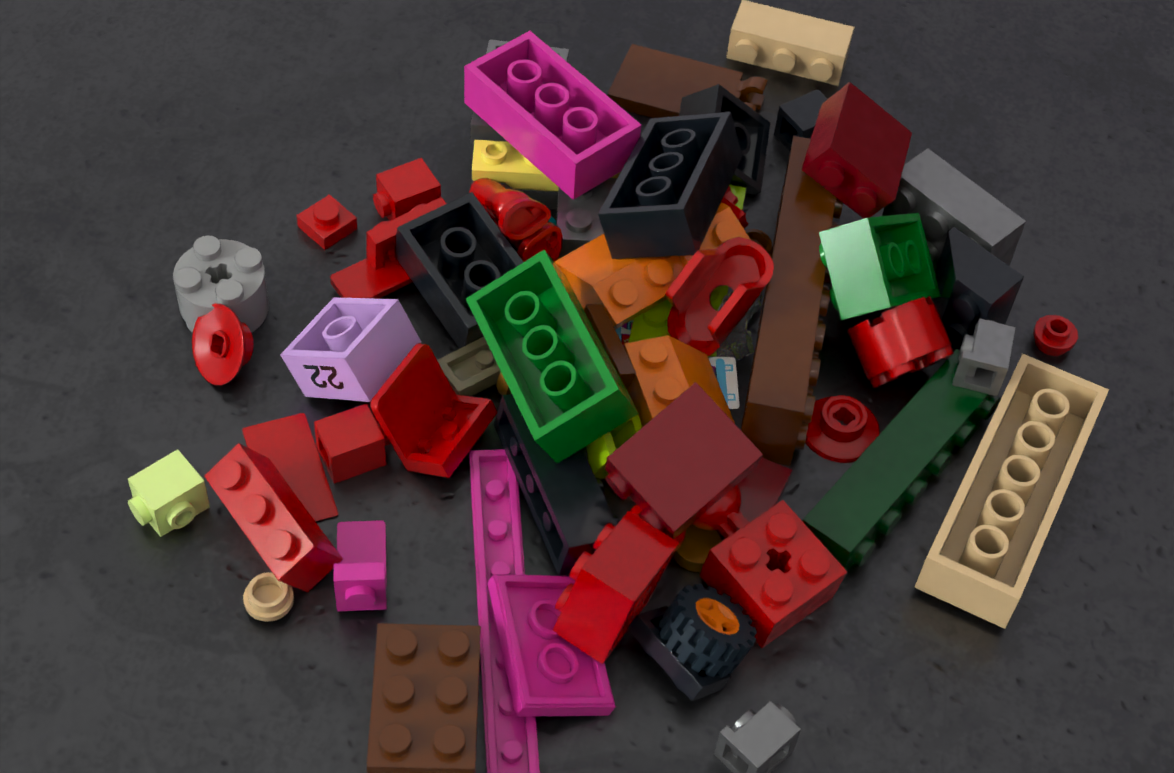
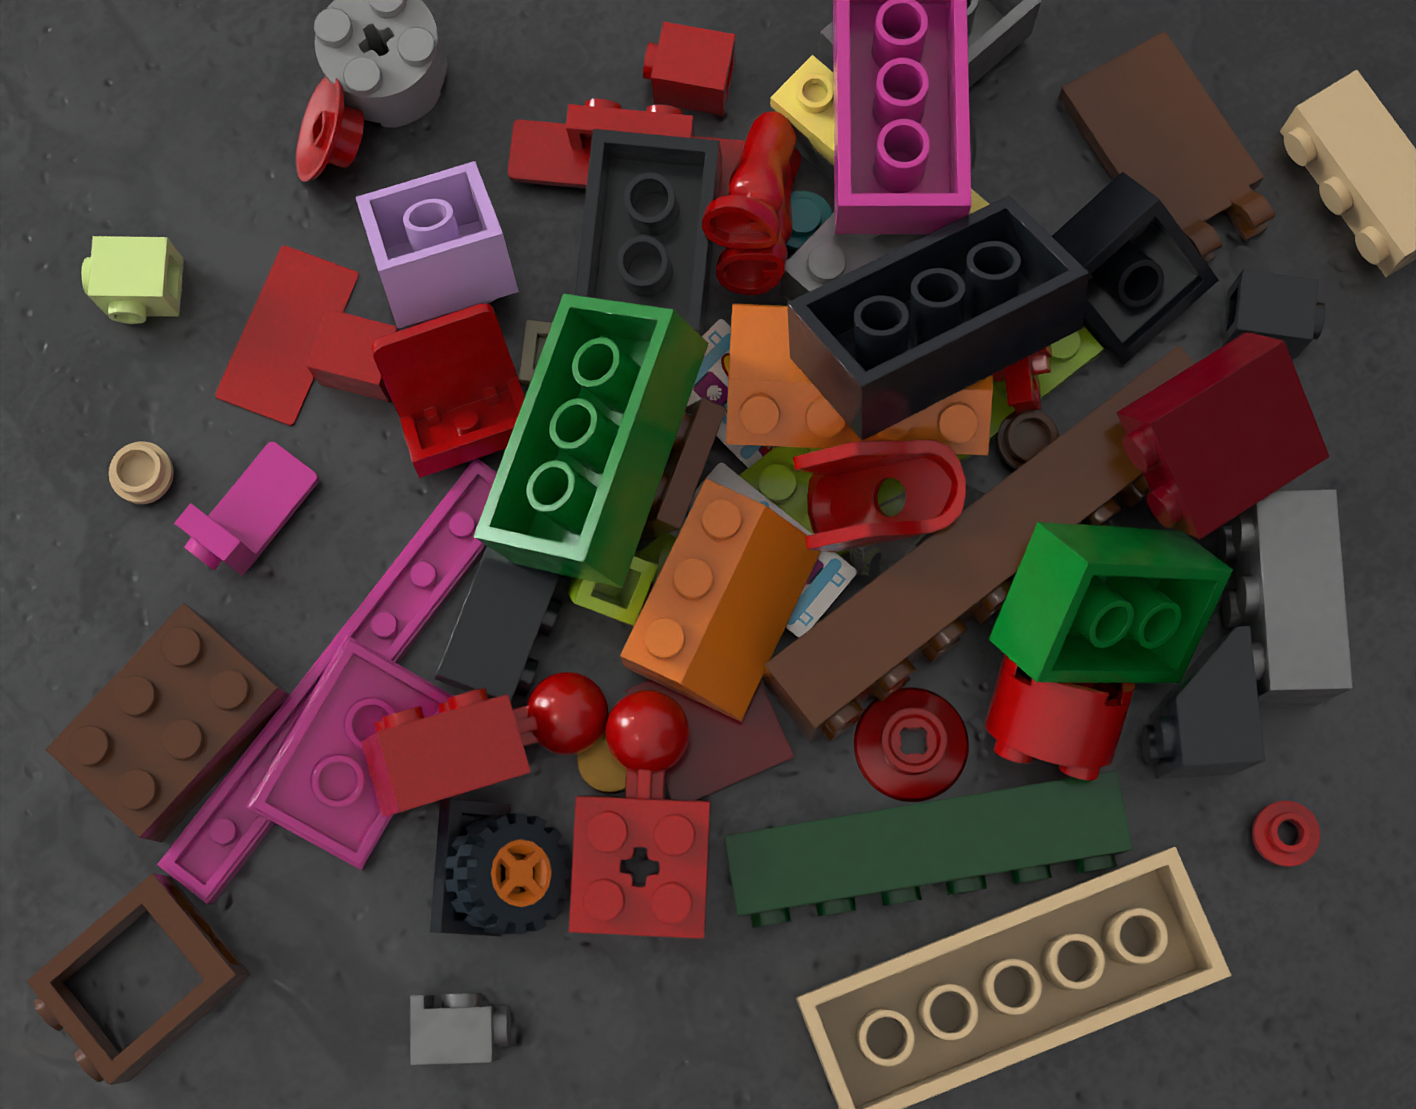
camera: 50 degrees right, 25 degrees up
(273, 518) = (200, 390): brick -> none
(327, 222) = (581, 38): red plate -> none
(682, 462) = (609, 688): dark red brick -> none
(985, 357) = (1123, 815): flat silver brick -> none

